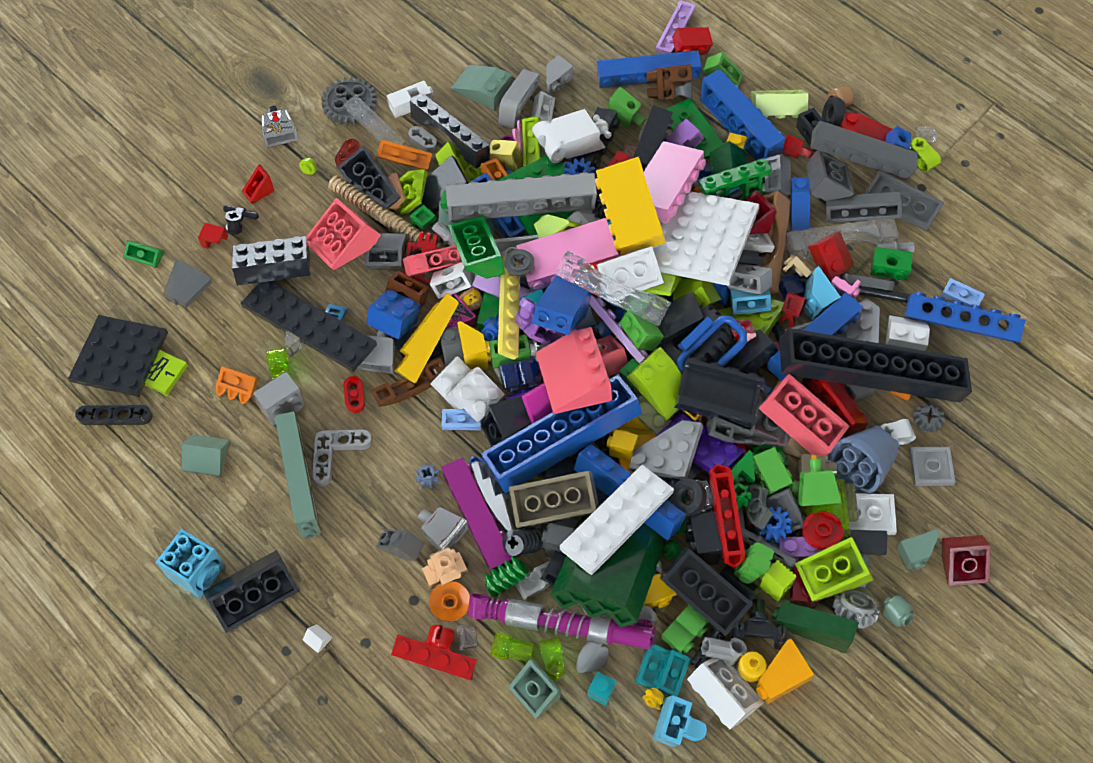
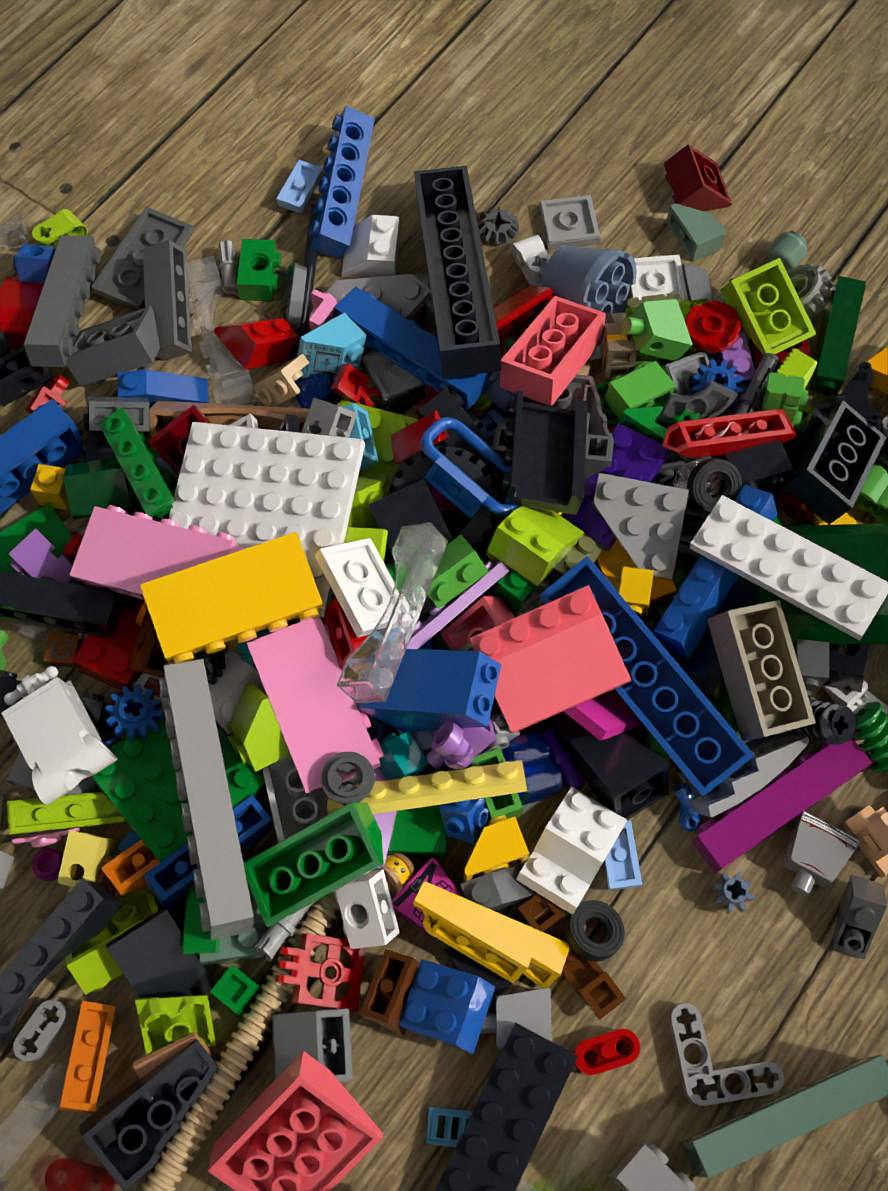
camera: 100 degrees left, 5 degrees up
(420, 409) = (608, 918): none -> black tyre
(431, 261) = (336, 953): coral slope -> none

